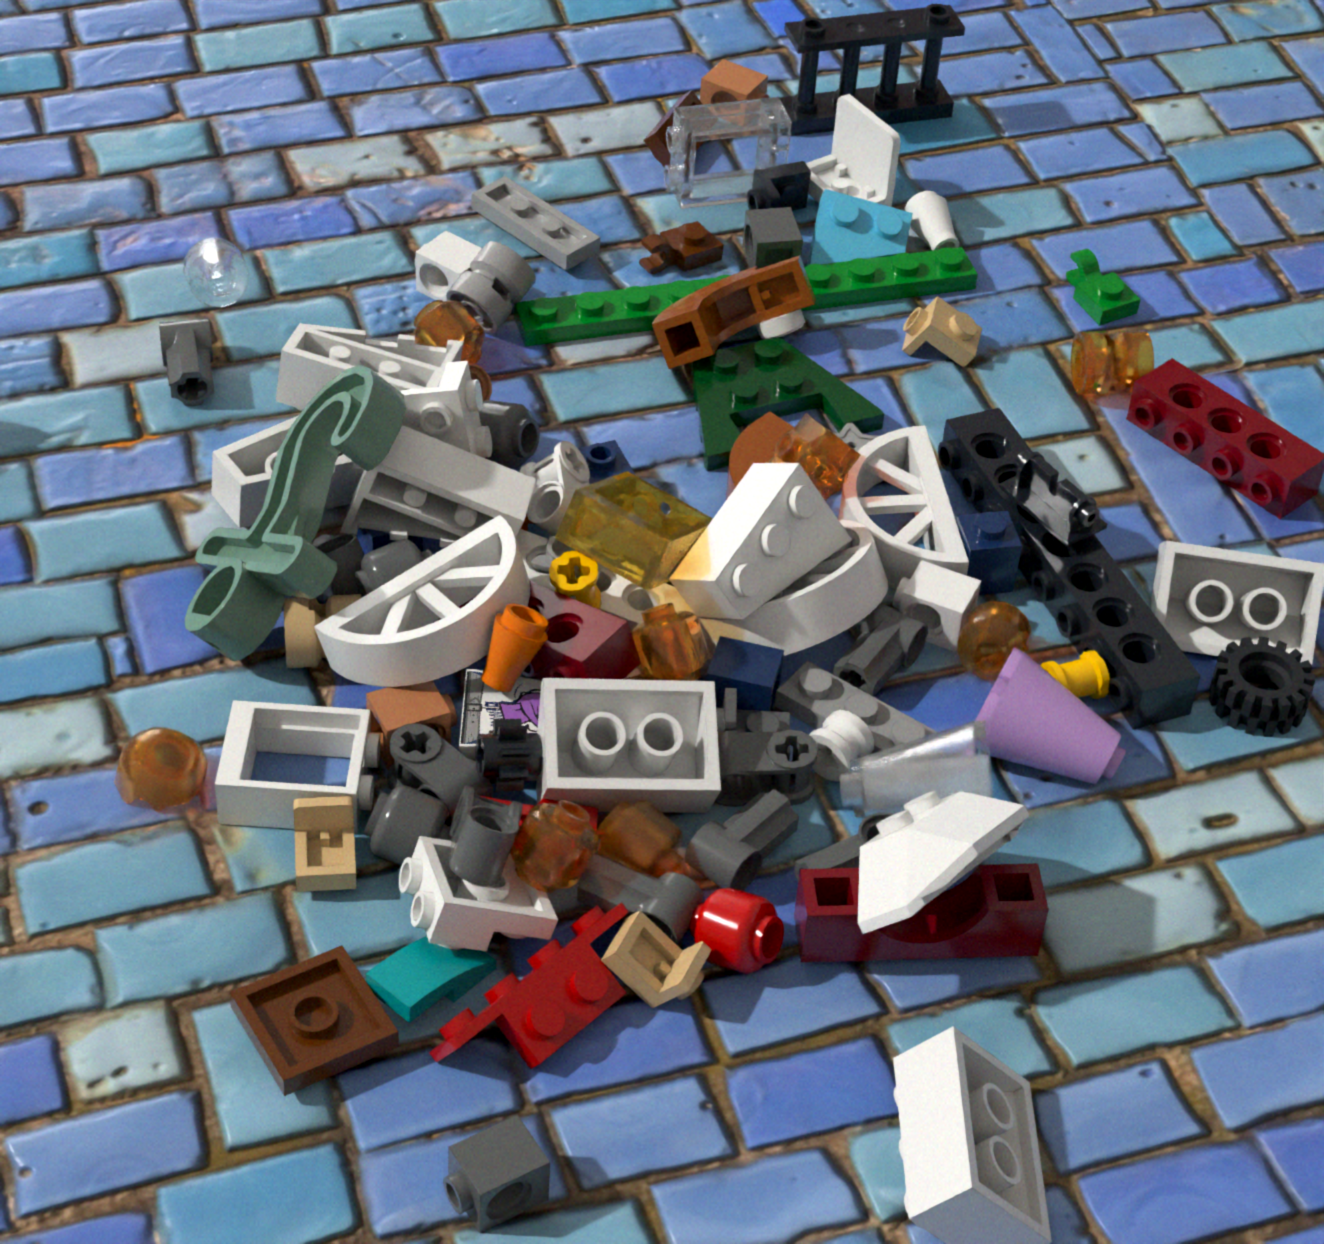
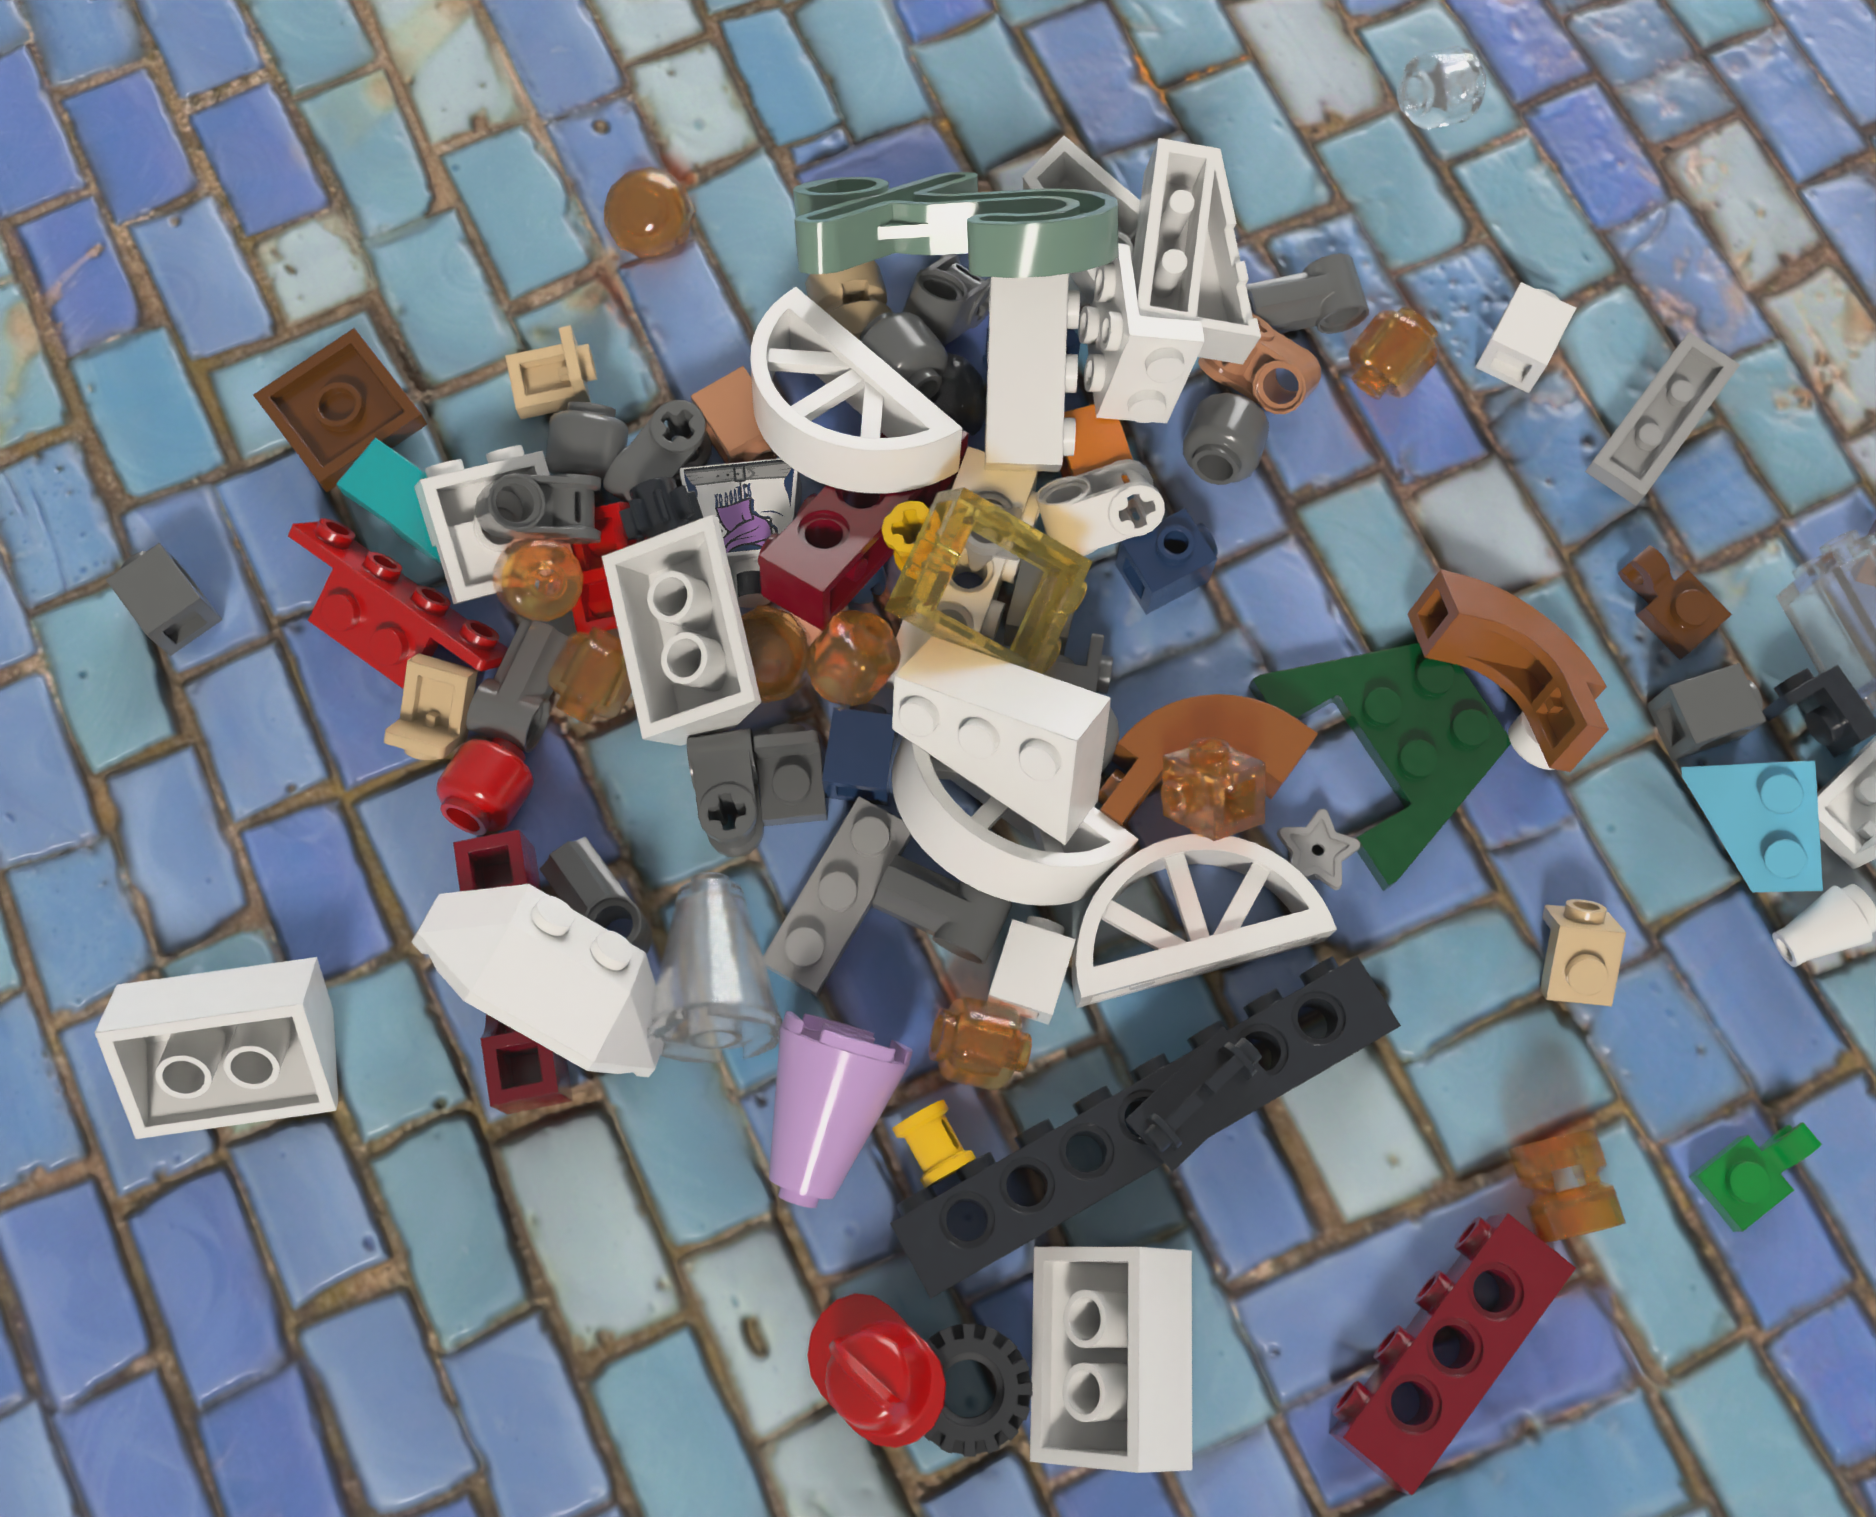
camera: 85 degrees right, 30 degrees up
(188, 355) = (1297, 89): dark grey piece -> none
(291, 731) = (652, 276): white window -> none
(495, 282) = (1492, 382): light grey wheel -> none
(513, 644) = (790, 483): orange cone -> none
(735, 850) = (605, 772): dark grey piece -> none
(833, 285) = (1632, 752): green plate -> none
(839, 741) = (774, 870): white wheel -> none
(991, 549) = (1132, 1023): dark blue brick -> none
(1250, 731) = (876, 1371): none -> red piece

